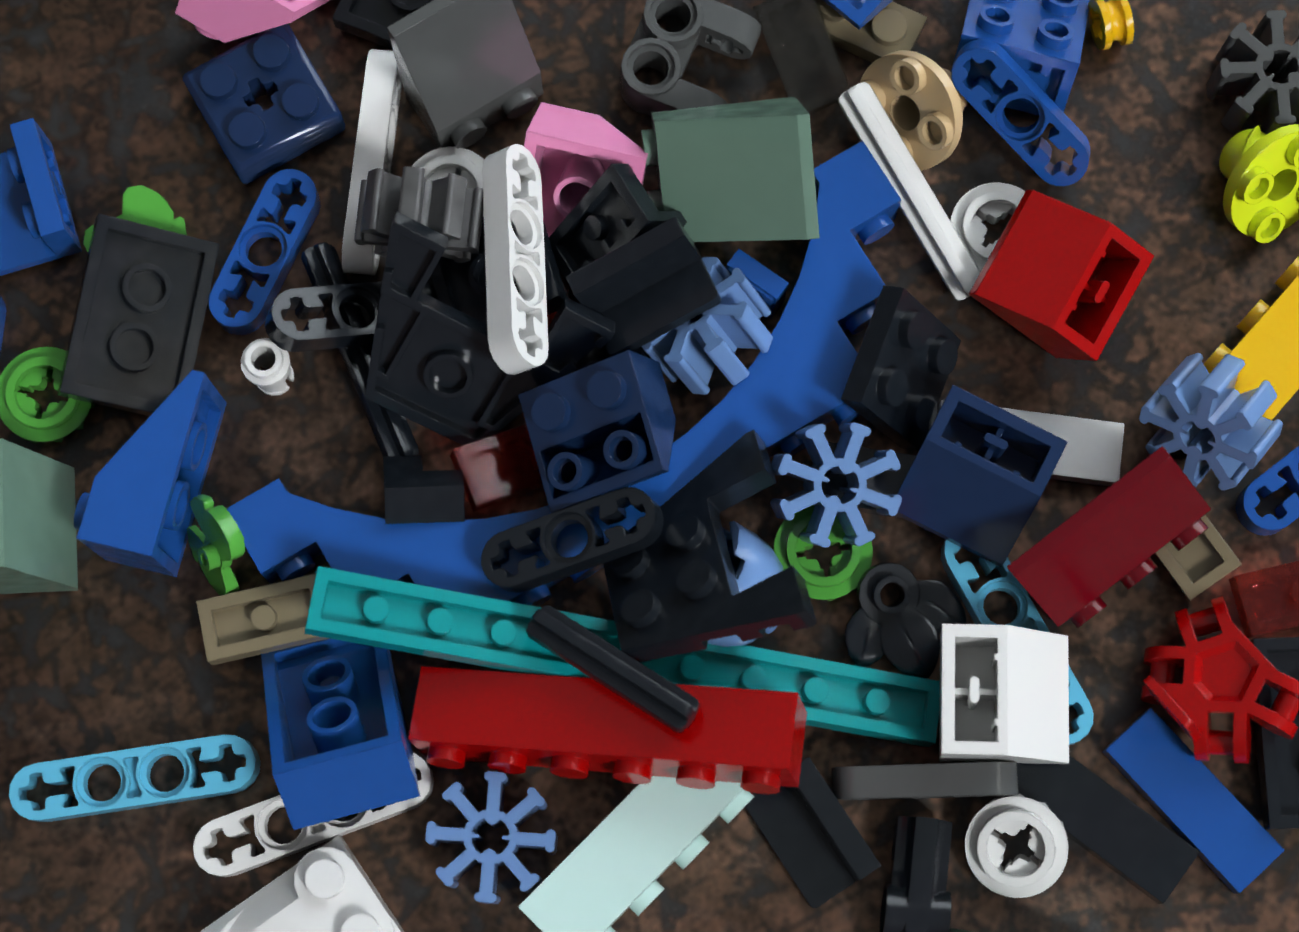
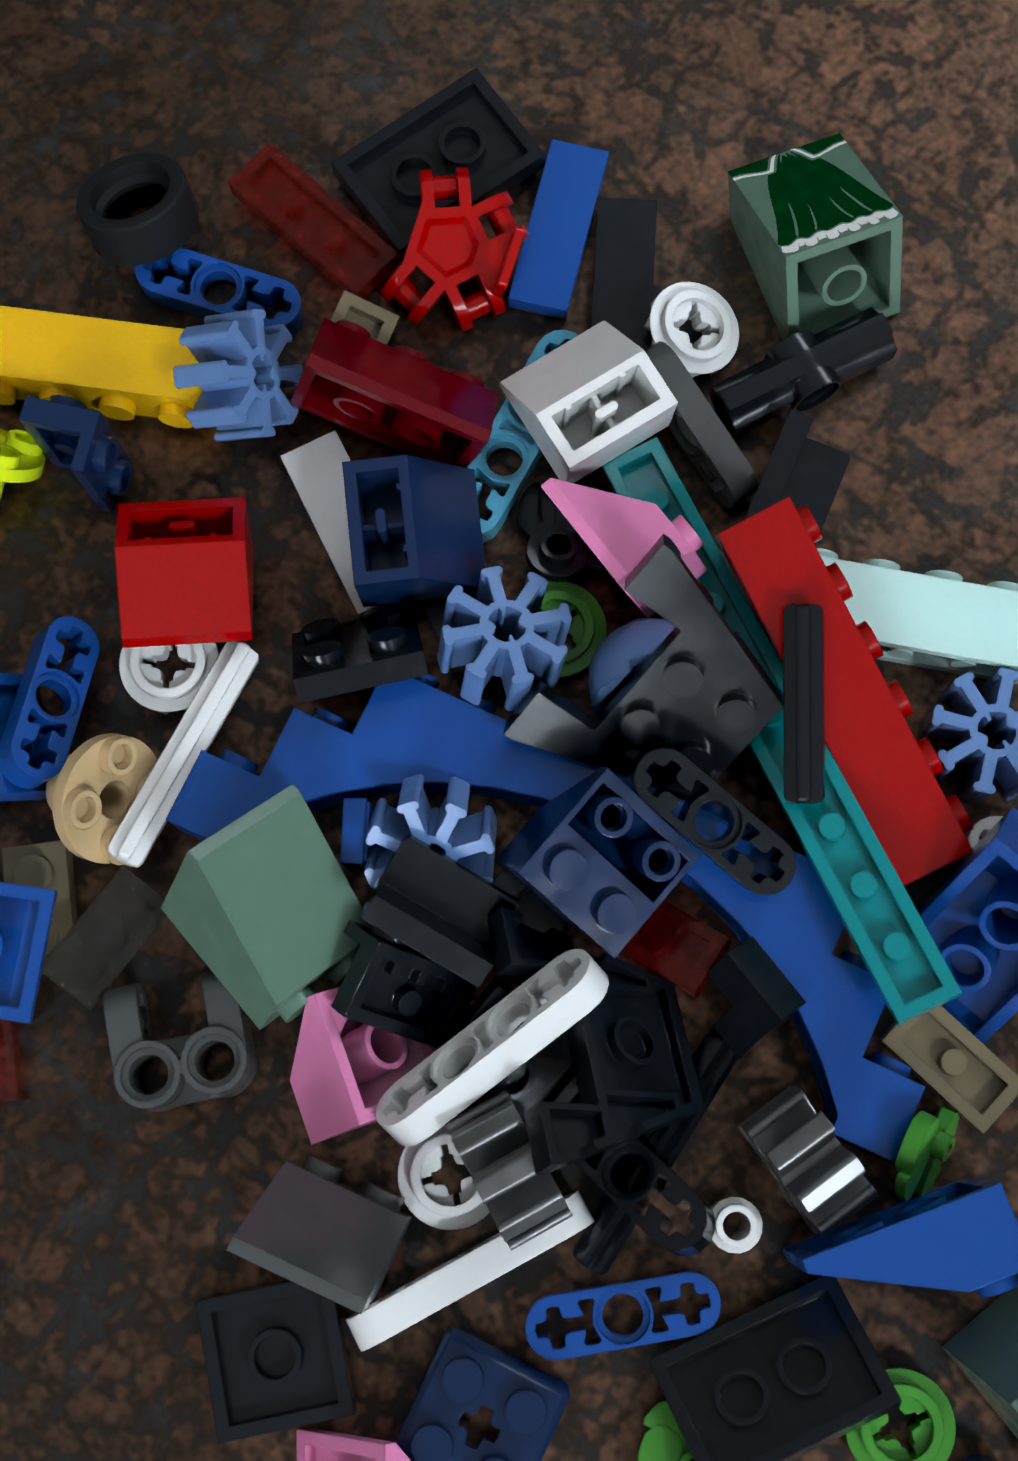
camera: 120 degrees left, 0 degrees up
(271, 445) = (807, 1161): none -> flat silver gear
(855, 627) = (622, 529): none -> bright pink slope
(1206, 268) = (80, 442): none -> dark blue bracket

